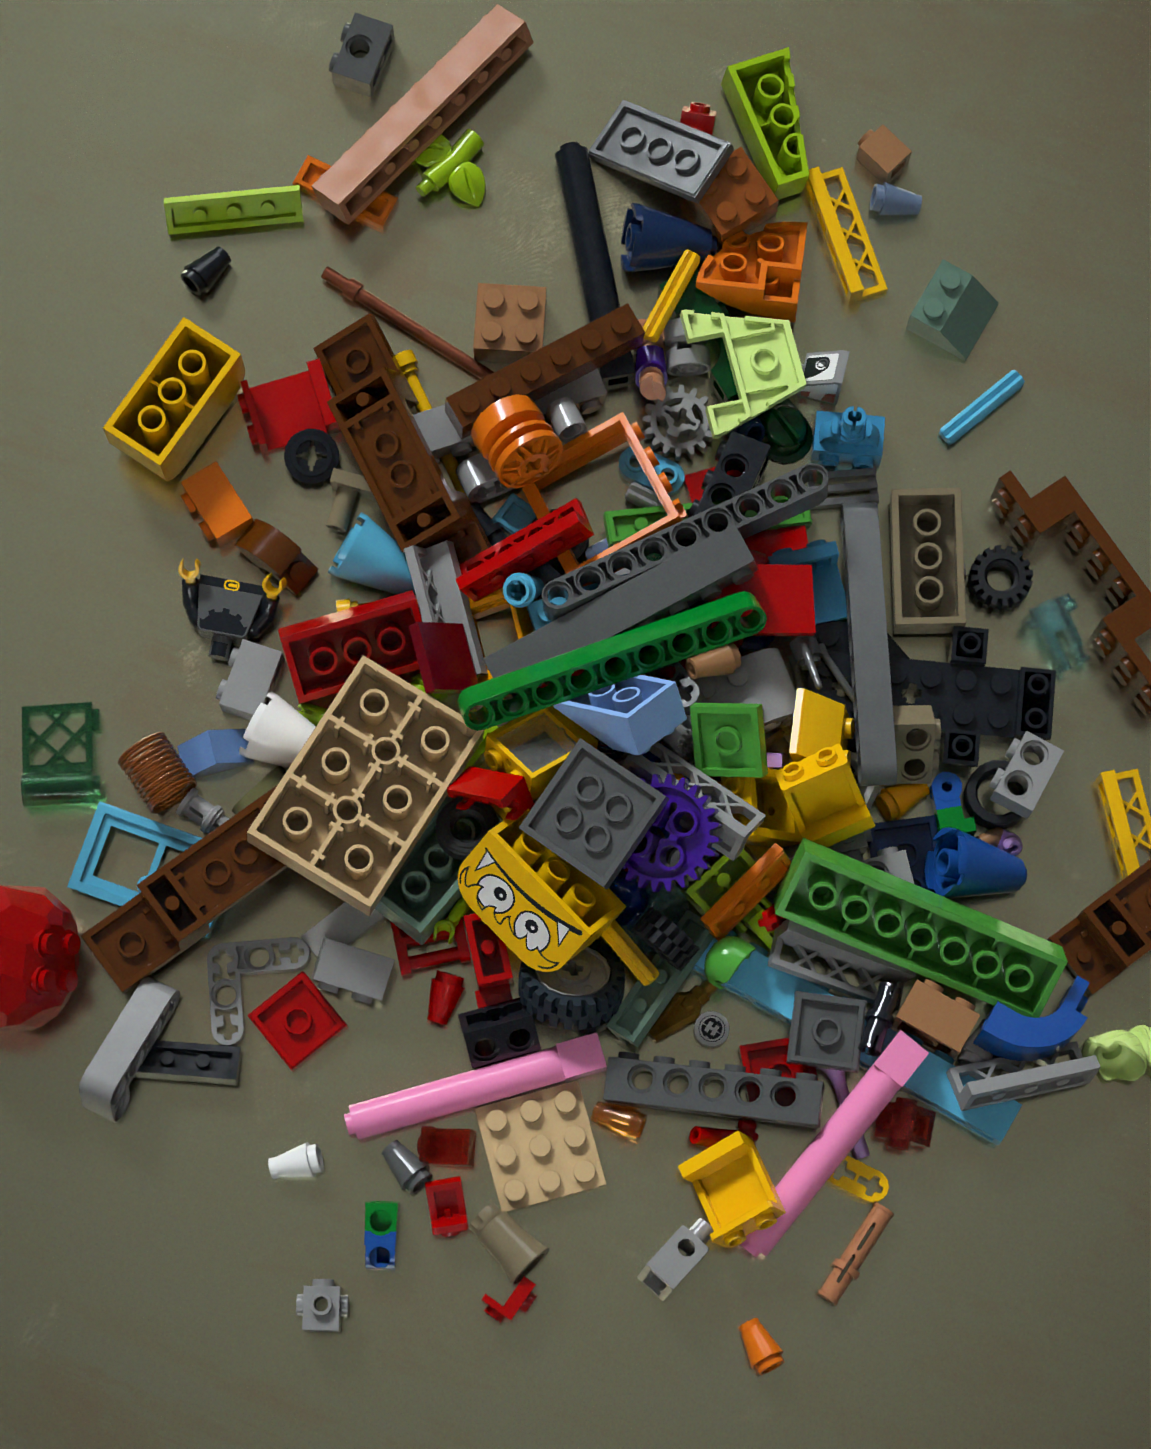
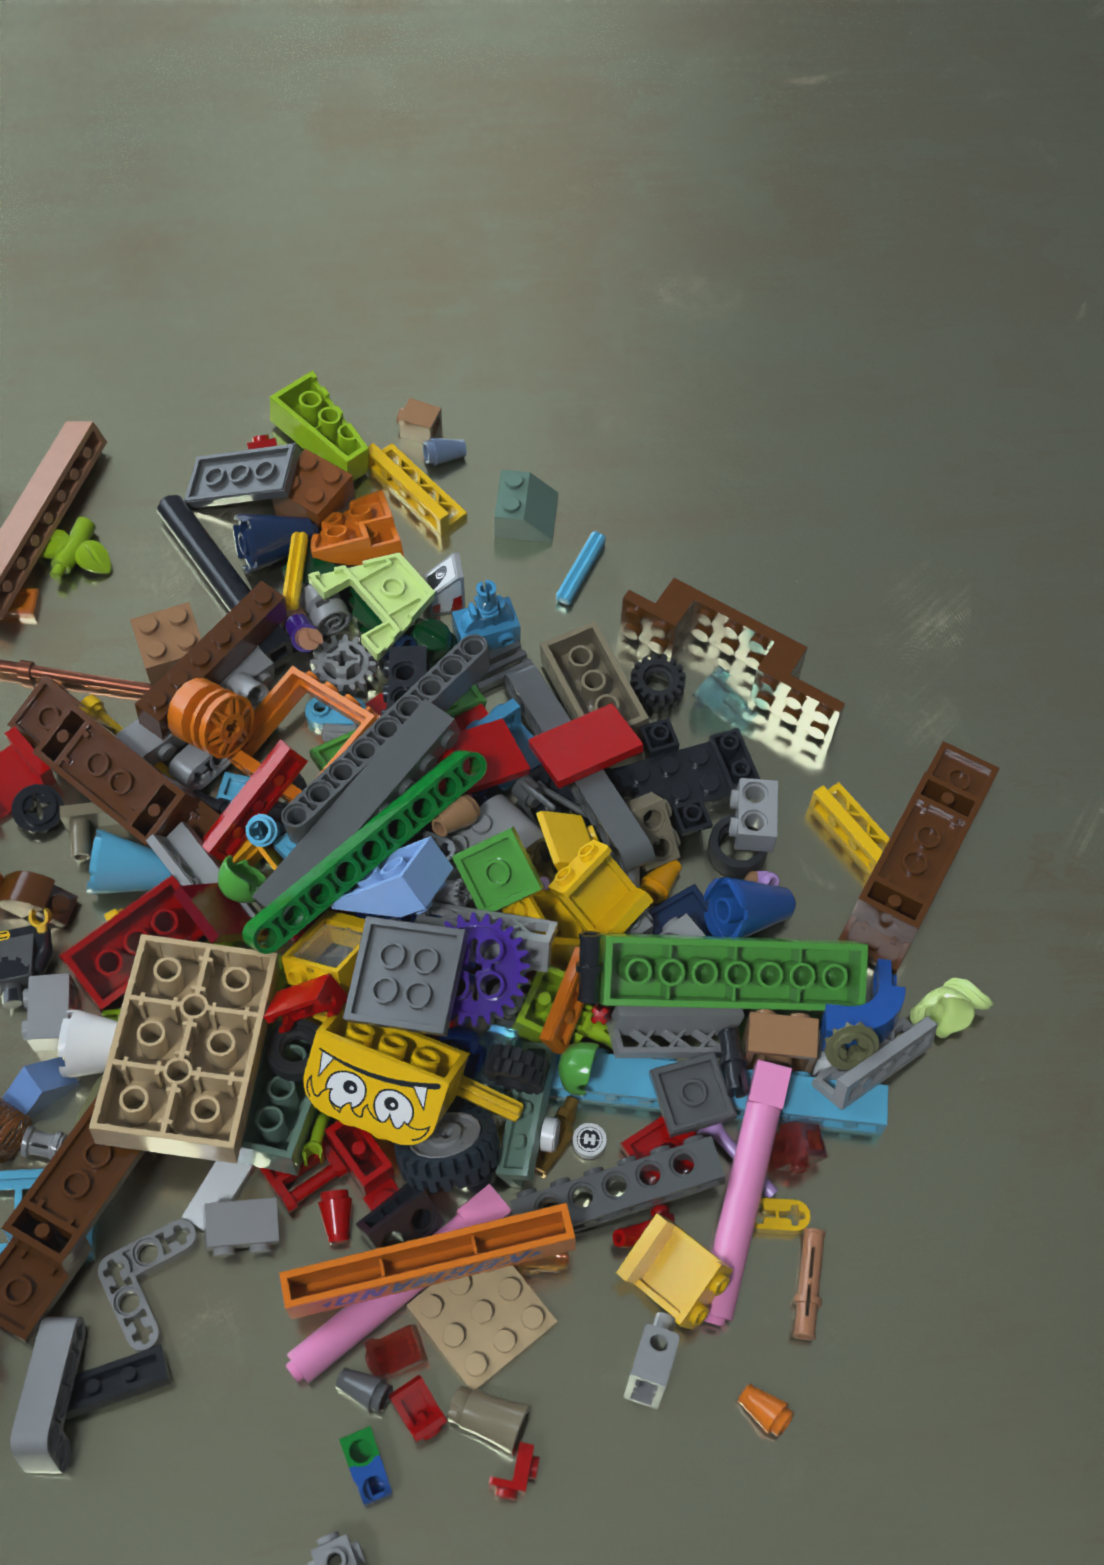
camera: 25 degrees left, 15 degrees down
(297, 1020) = (207, 1297): red tile -> none
(297, 1163) = (258, 1432): white cone -> none
(480, 633) = (239, 880): none -> bright green hair
(508, 1082) = (427, 1261): none -> orange brick
(674, 1009) = (550, 1134): none -> white tile
(777, 871) = (589, 967): none -> black pin
(883, 630) = (585, 745): none -> red tile
(947, 803) = (699, 867): leg -> none
(983, 1052) = (847, 1059): none -> olive gear

